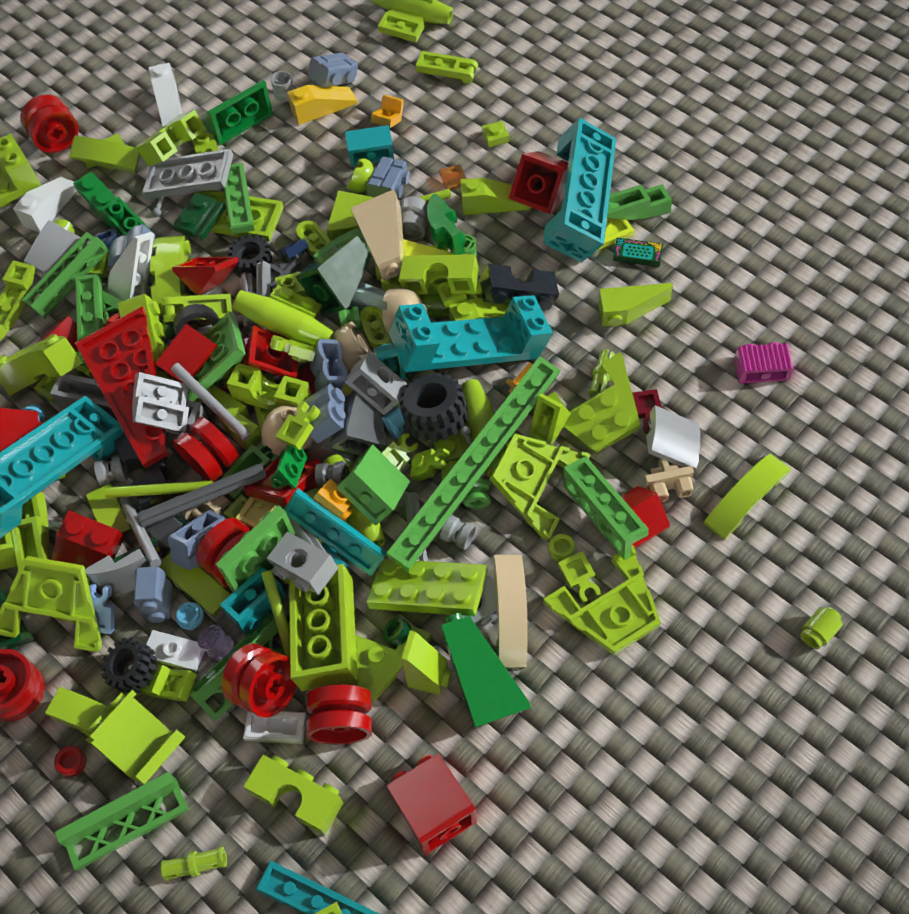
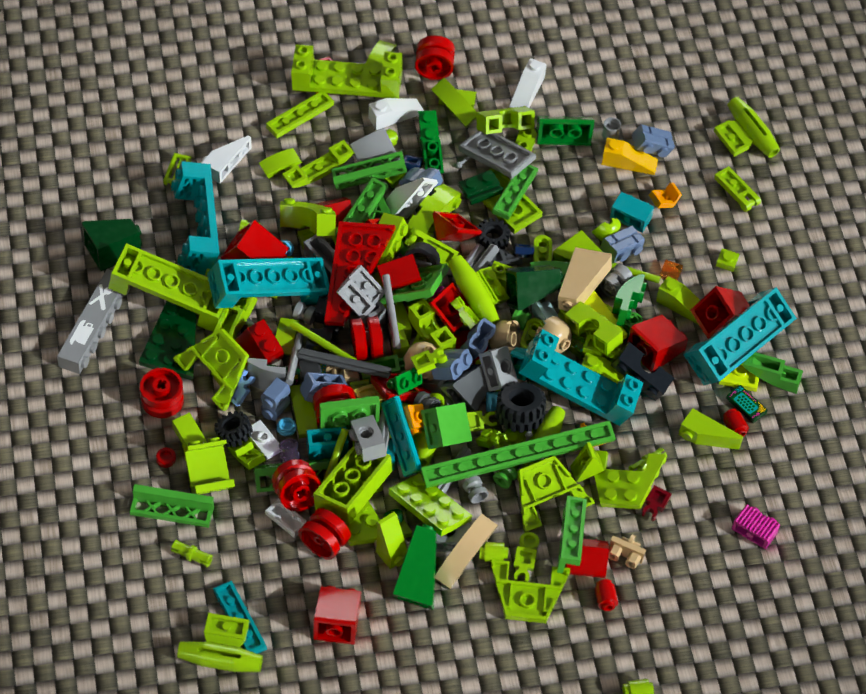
camera: 30 degrees right, 5 degrees down
(273, 779) = (264, 543): lime arch -> none
(505, 245) = (658, 341): none -> red slope
(539, 587) = (493, 551): none -> lime brick
(647, 274) = (734, 420): none -> red brick
(674, 438) = (652, 528): slope -> none
(693, 545) = (606, 595): none -> red brick
(746, 495) = (669, 590): lime slope -> none

